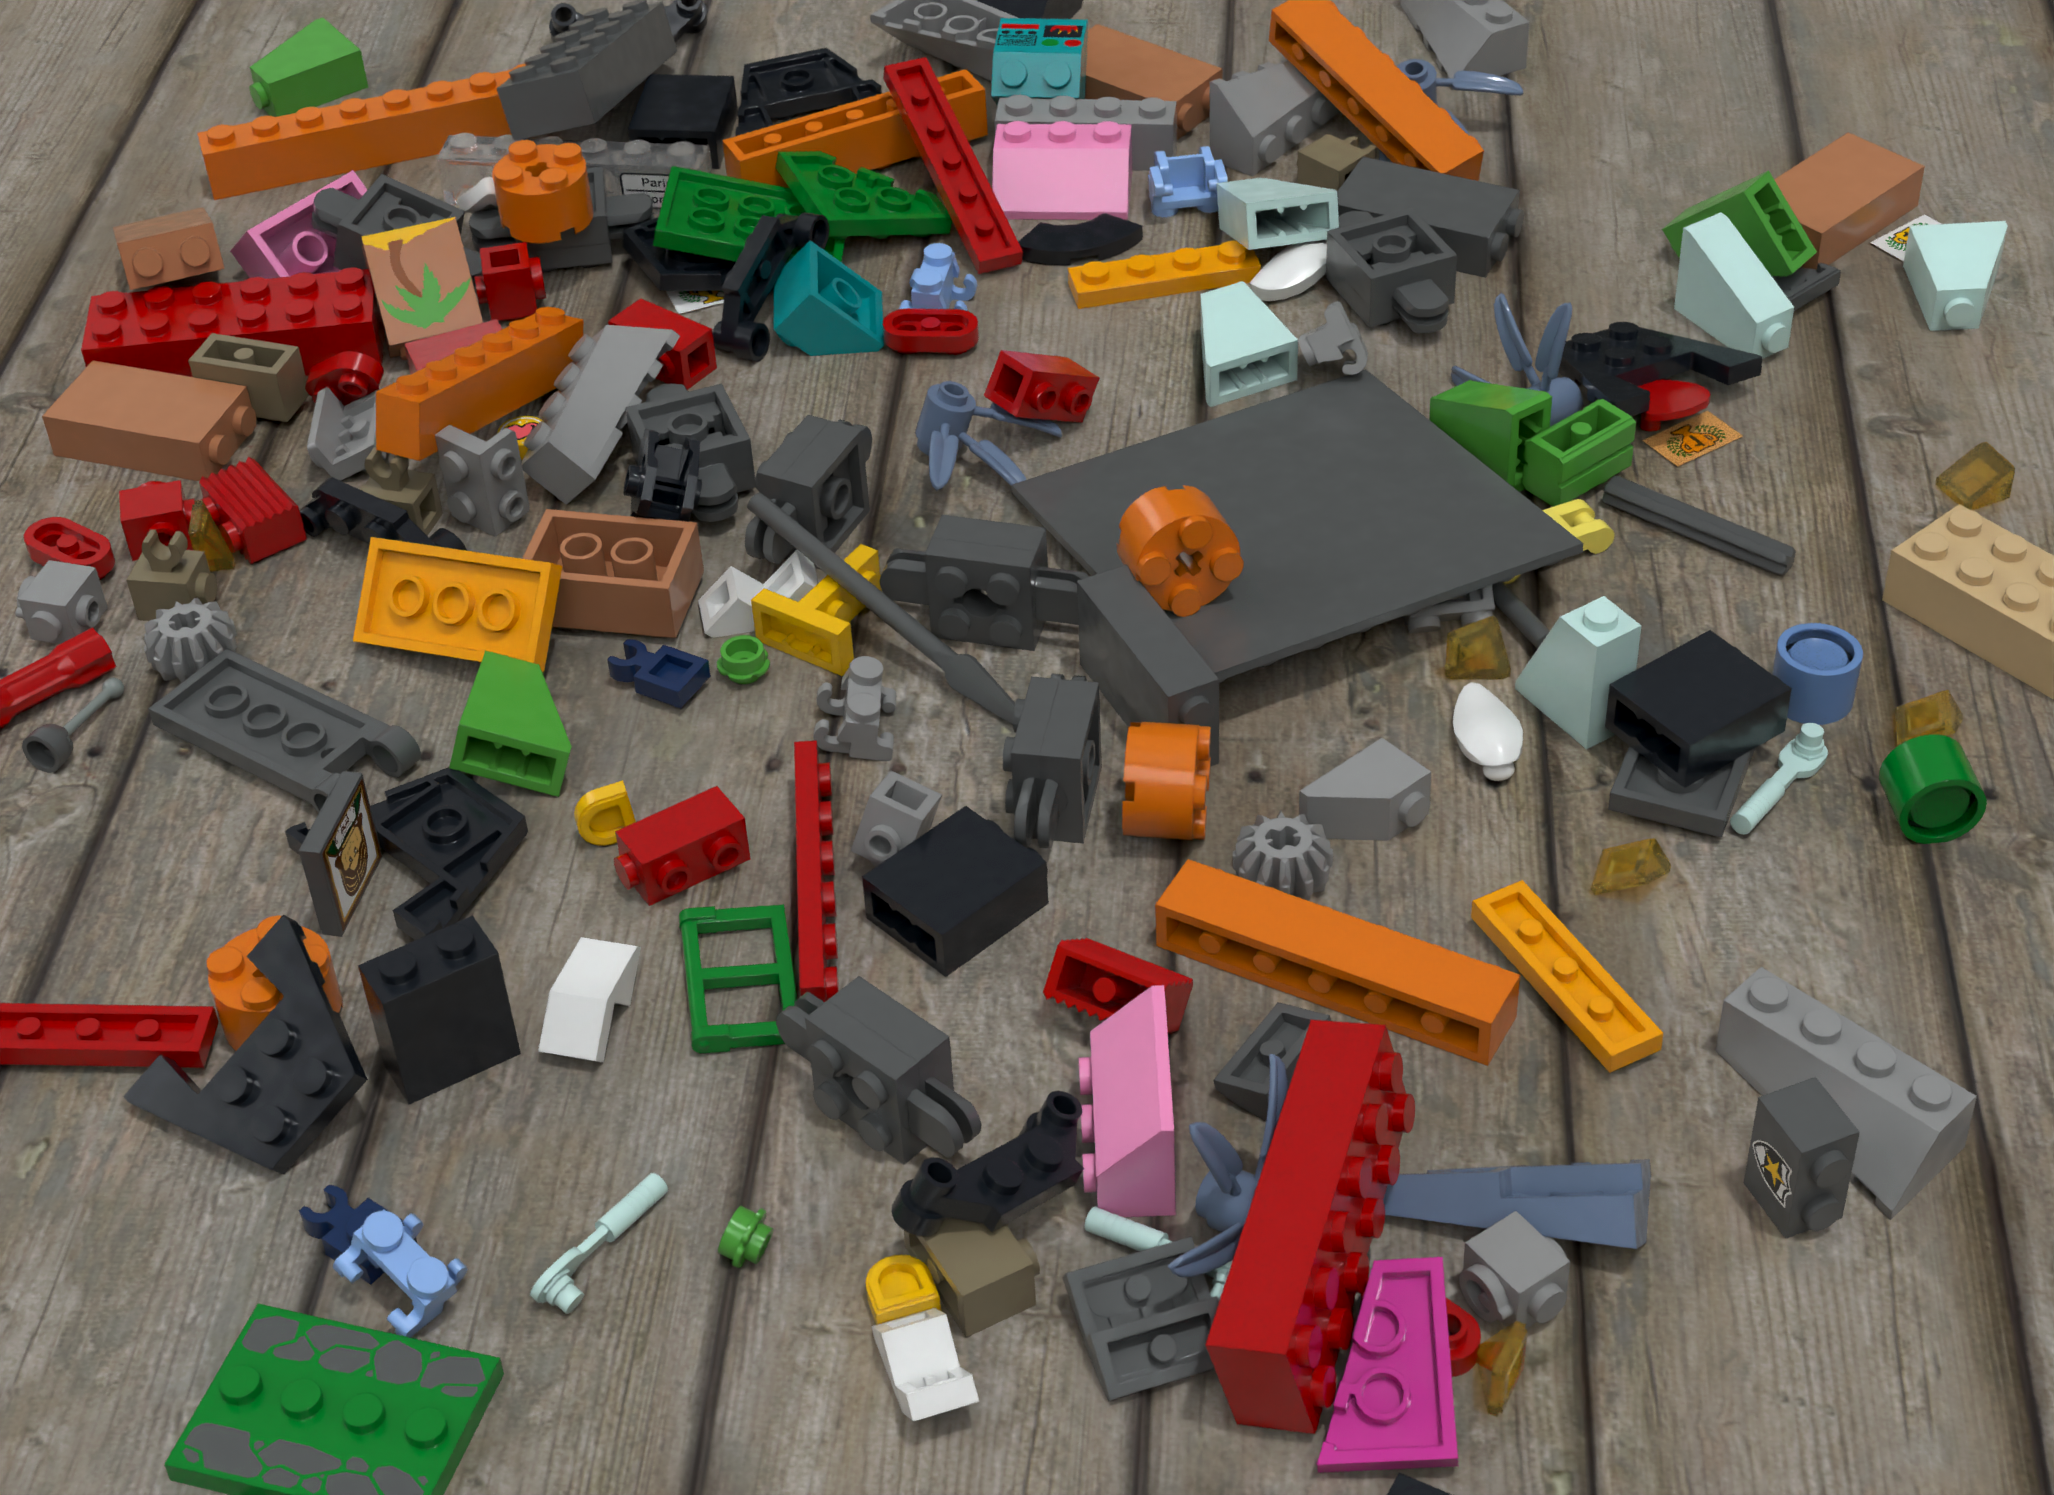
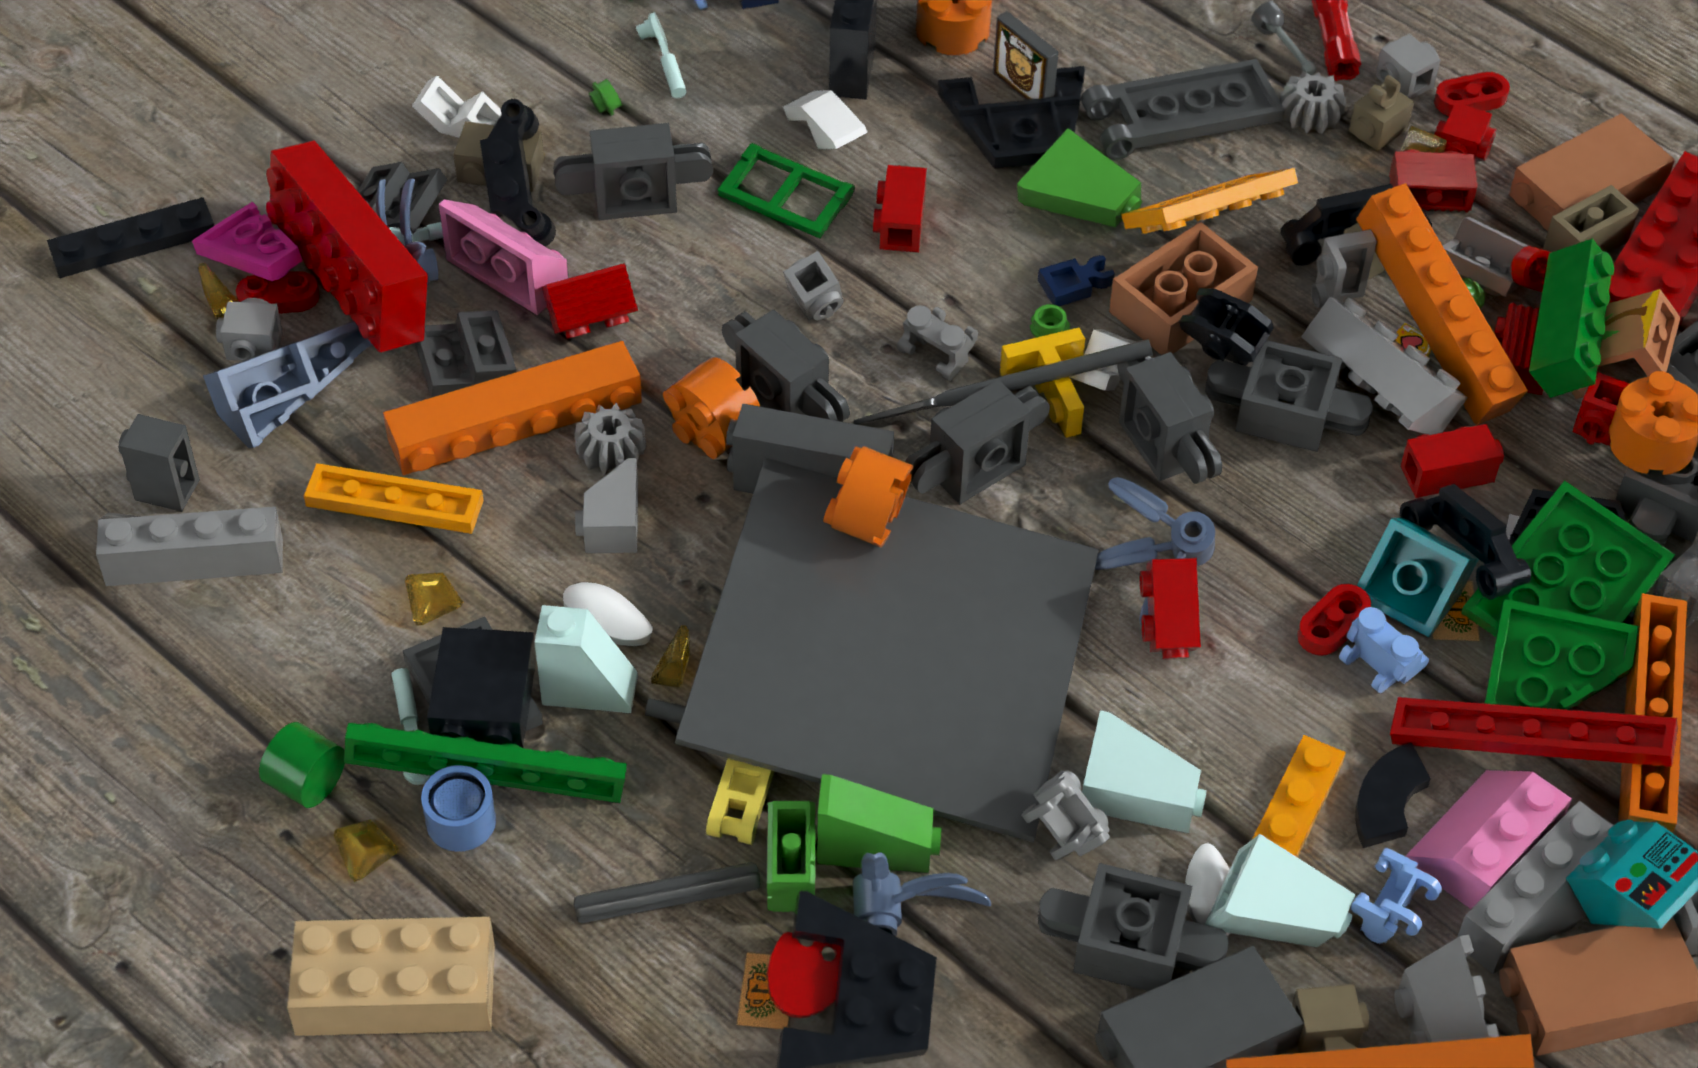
camera: 125 degrees right, 10 degrees up
(423, 303) = (1571, 318): none -> green brick
(603, 813) = (961, 194): yellow tile -> none
(814, 862) = (806, 236): red plate -> none
(956, 890) = (740, 280): black brick -> none
(1816, 693) = (501, 764): none -> green plate

